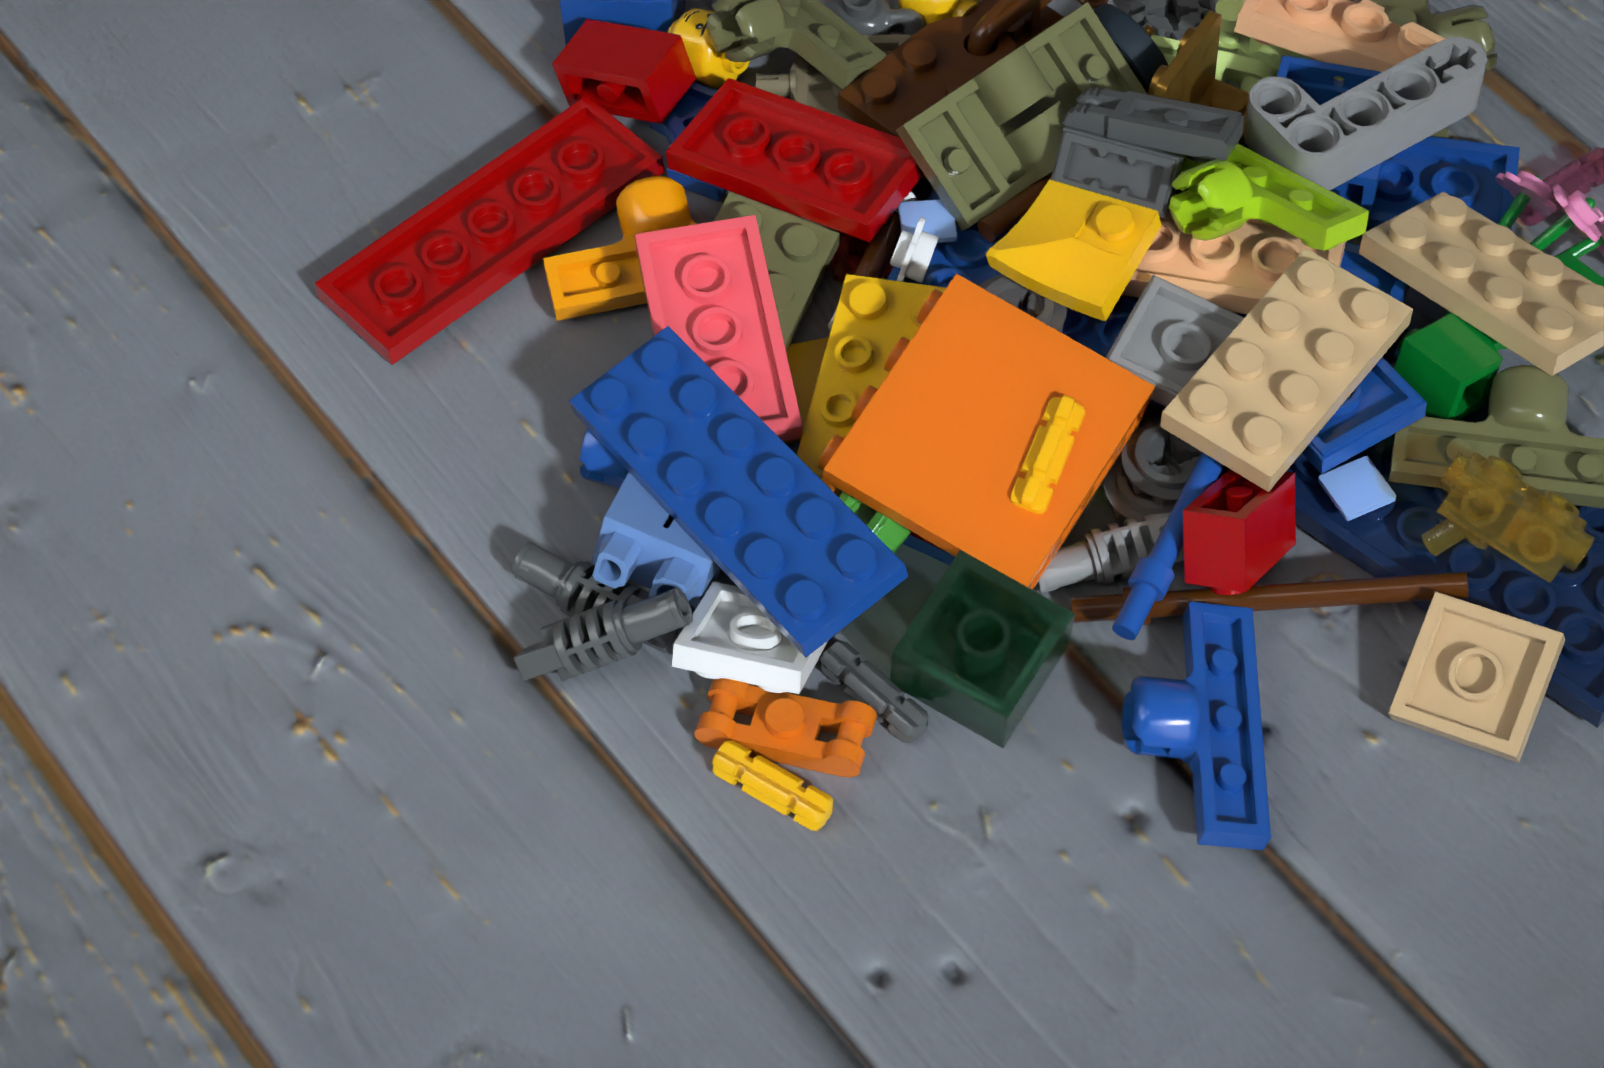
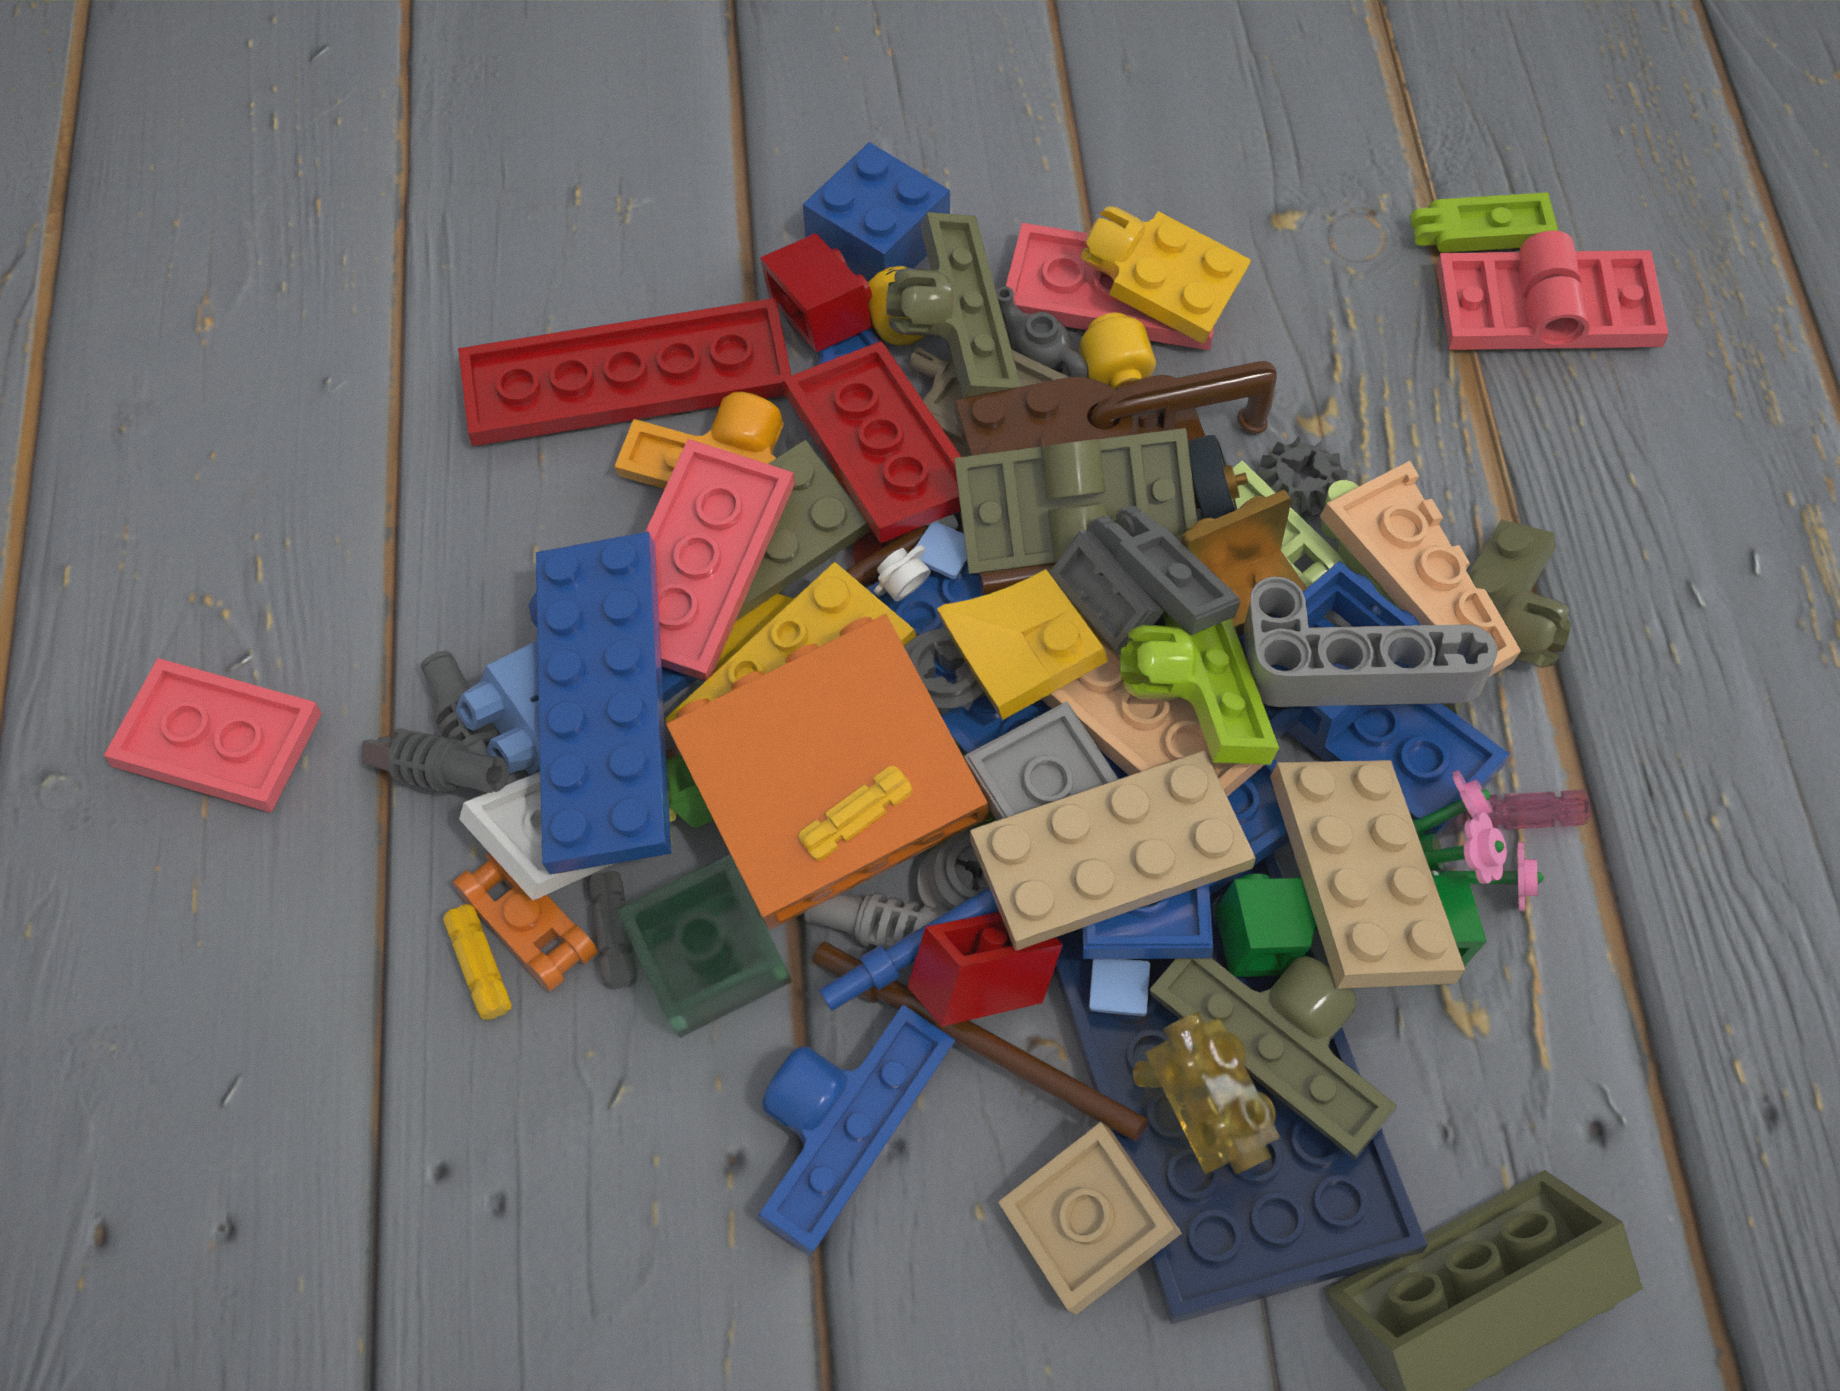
camera: 30 degrees right, 5 degrees up
(354, 734) = (213, 735): none -> coral plate

